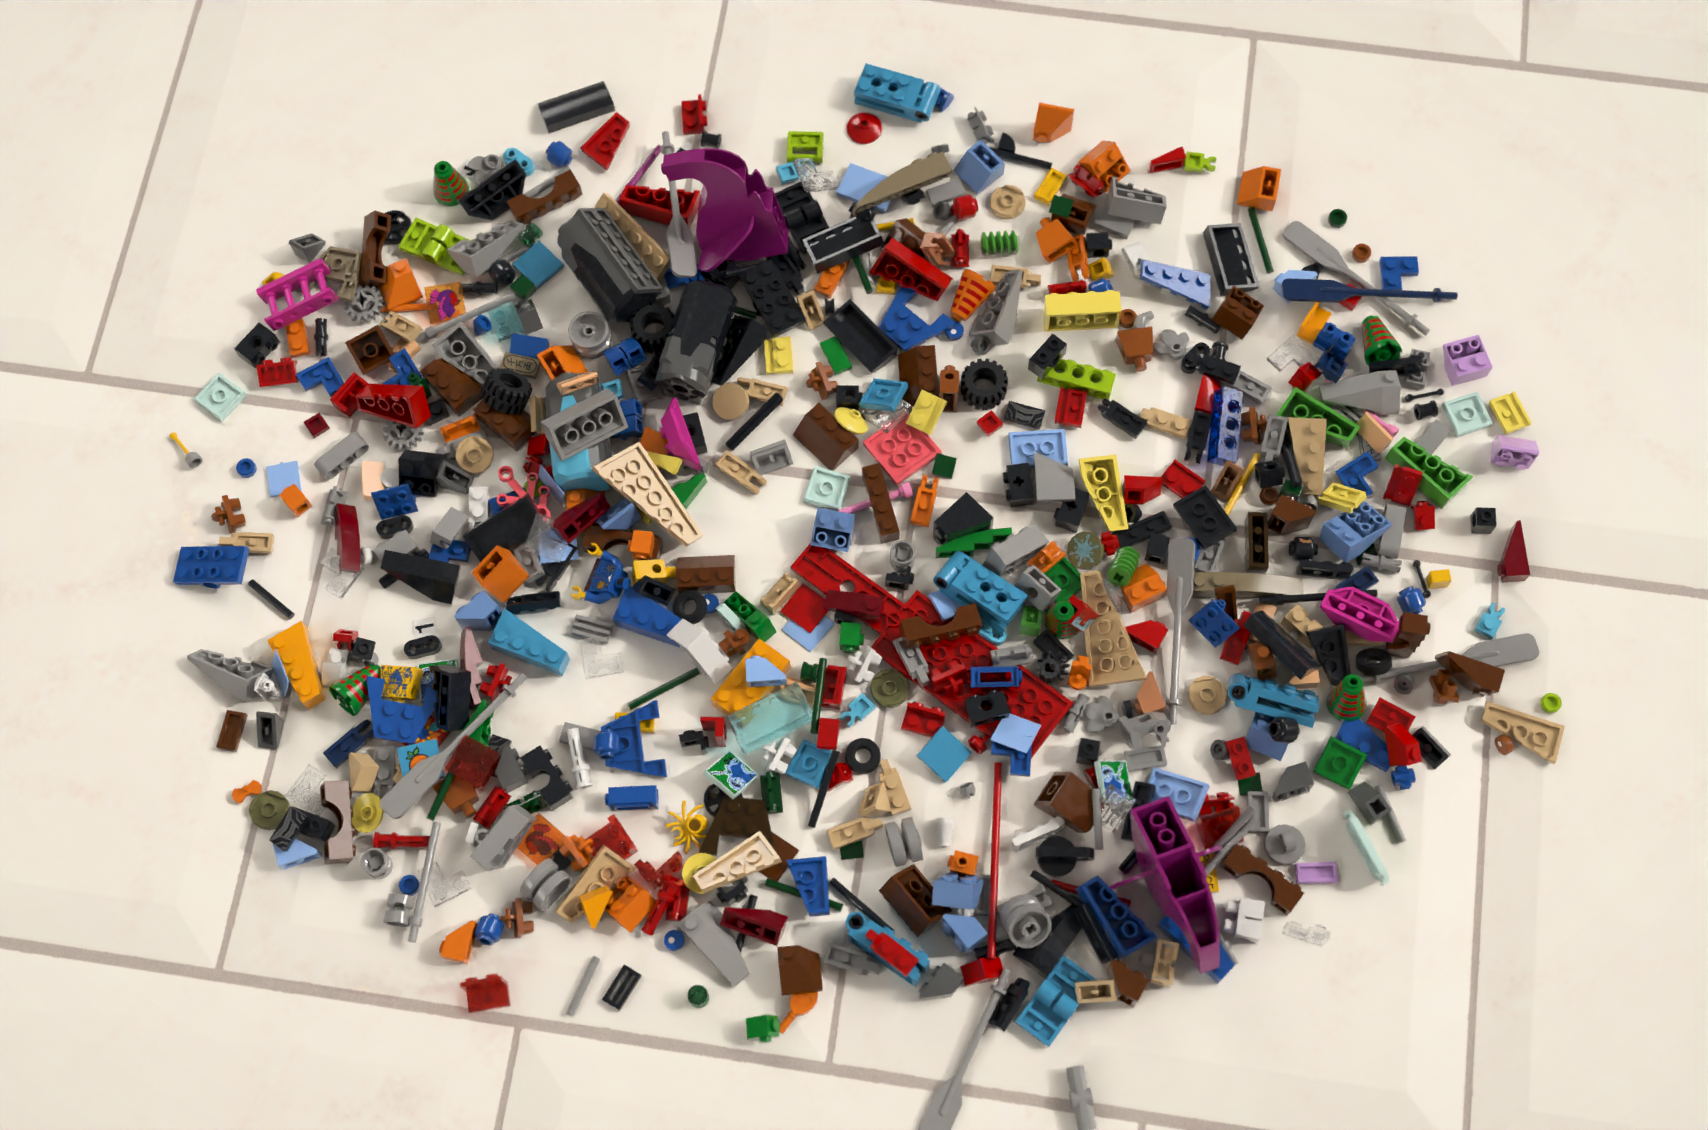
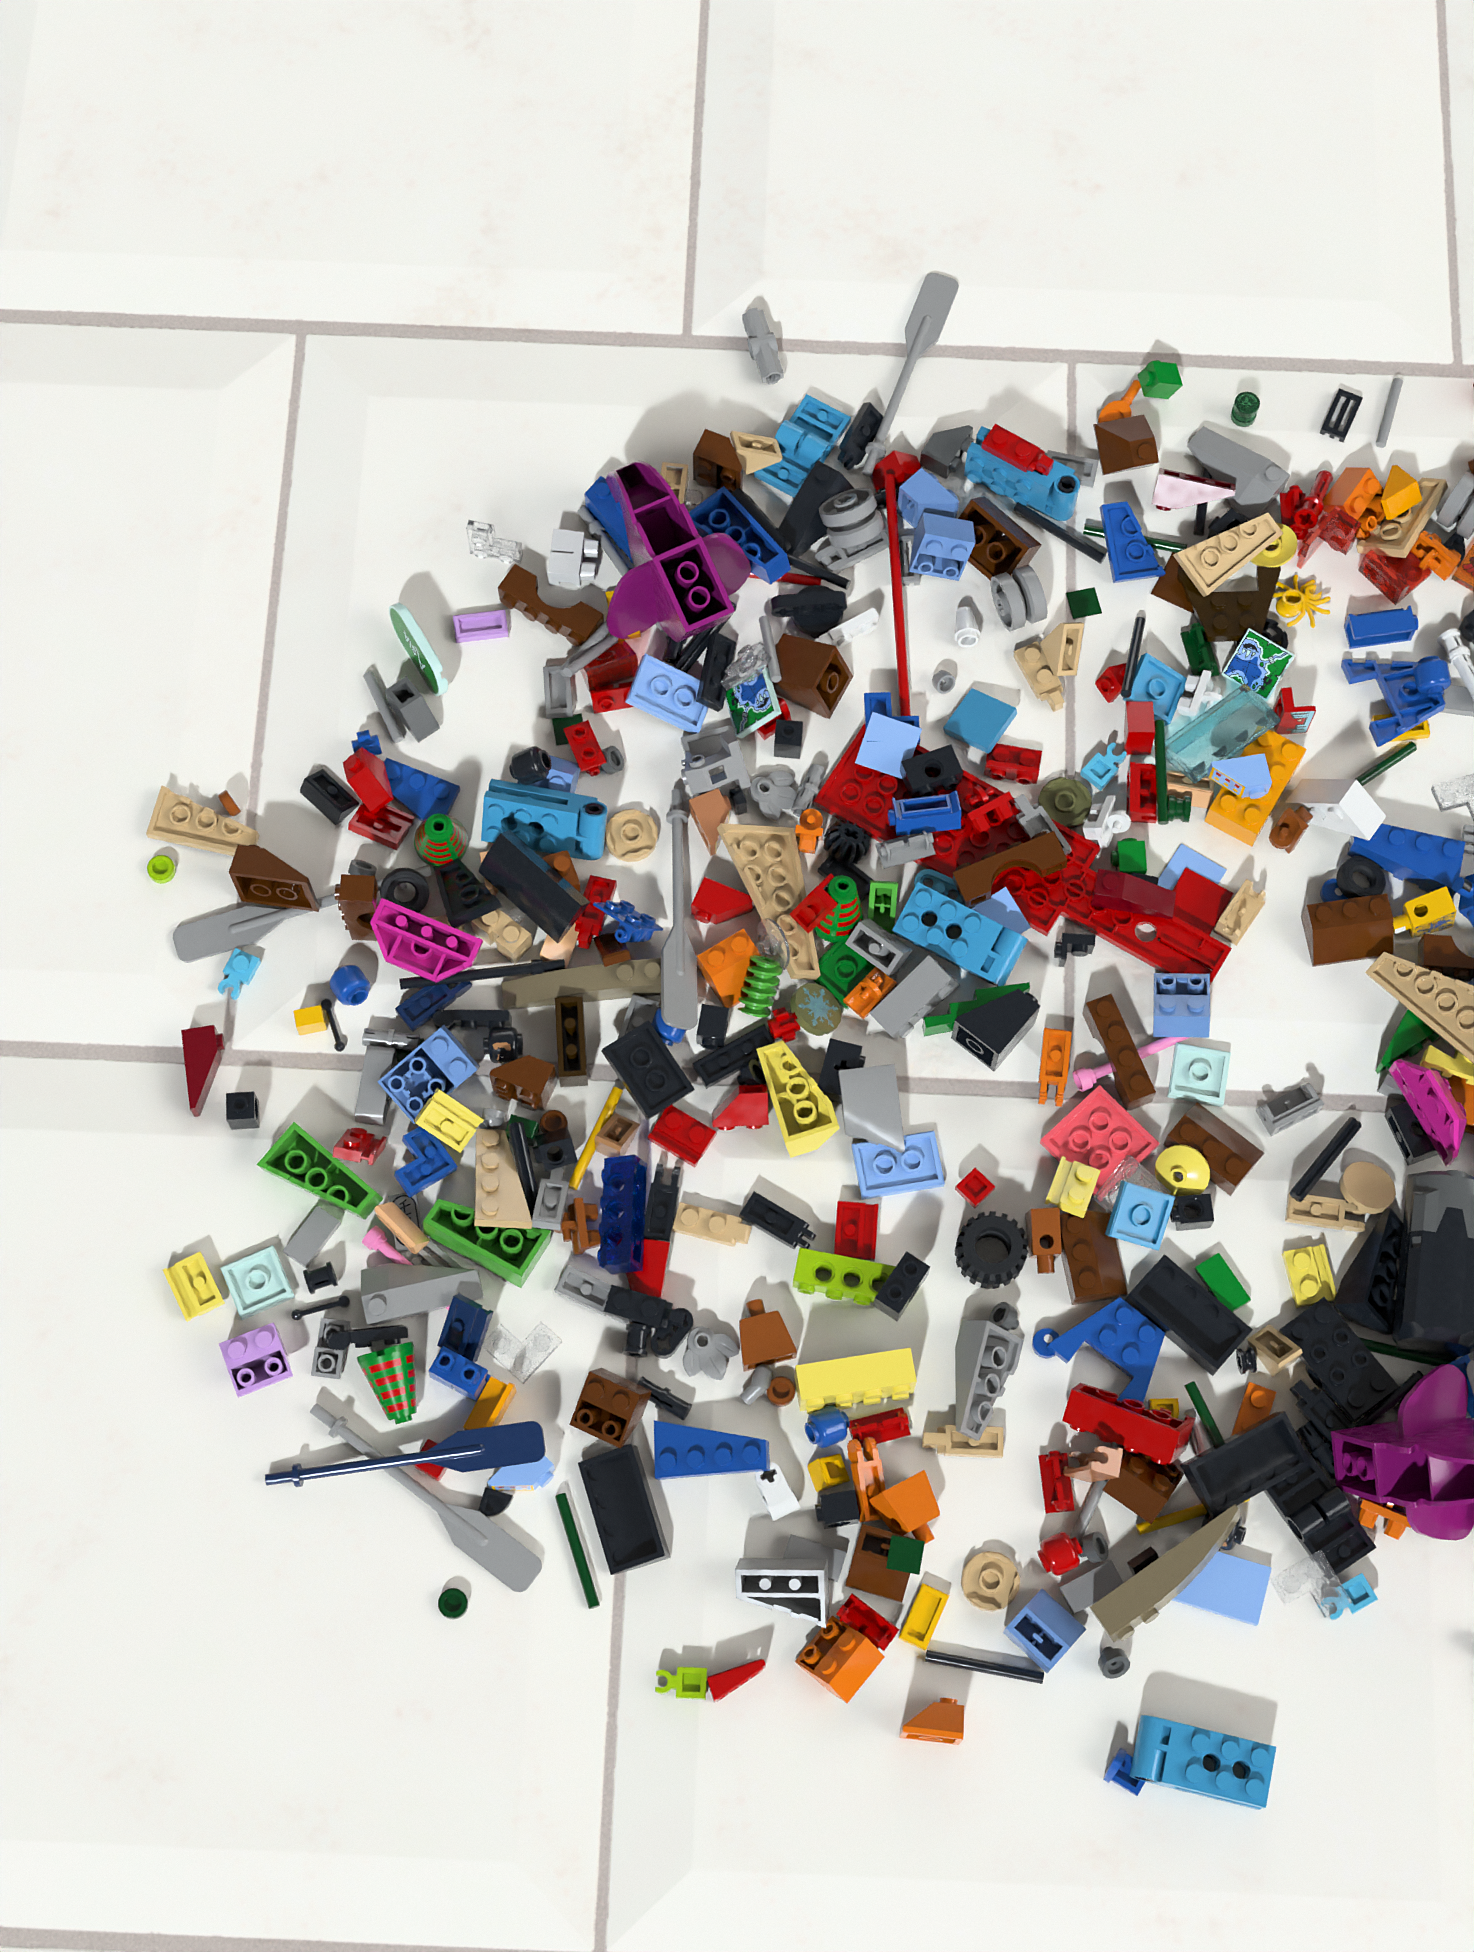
camera: 170 degrees right, 0 degrees up
(641, 545) = (1449, 941): orange brick -> none
(654, 589) = (1417, 884): black slope -> none
(674, 940) = (1293, 468): blue tile -> none
(692, 738) = (1324, 705): black bracket -> none
(729, 617) = (1300, 870): light aqua beam -> none
(739, 471) = (1331, 1083): tan hinge -> none
(755, 621) = (1274, 874): green slope -> none
(805, 142) = (1340, 1657): lime plate -> none
(820, 382) = (1240, 1248): dark orange hips -> none
(853, 831) = (1089, 611): tan hinge -> none
(862, 743) = (1082, 726): black tyre -> none
(864, 134) = (1230, 1704): red dish -> none
(902, 551) = (1075, 969): light grey wheel -> none
(944, 465) = (1033, 1122): dark green sticker -> none
(963, 863) = (937, 588): orange brick -> none
(970, 295) = (1029, 1397): orange cone -> none
(977, 120) = (1056, 1731): light grey hinge -> none
(978, 743) = (936, 736): red tile -> none
(999, 242) = (995, 1495): bright green piece -> none
(1007, 143) = (1004, 1690): black tile -> none
(1019, 495) = (918, 1116): black brick -> none
(1024, 415) = (923, 1215): black tile -> none
(1259, 188) = (583, 1637): orange slope -> none
(1284, 844) = (521, 655): light grey tile -> none
(1294, 780) = (513, 729): dark grey slope -> none
(1304, 377) = (506, 1307): red bracket -> none
(1340, 763) = (450, 760): green tile -> none
(1361, 253) = (414, 1543): dark orange tile -> none
(1394, 267) = (366, 1519): blue plate -> none
(1423, 515) = (328, 1115): red bracket -> none
(1443, 687) = (309, 861): dark orange hips -> none
(1513, 452) = (191, 1217): lavender slope -> none

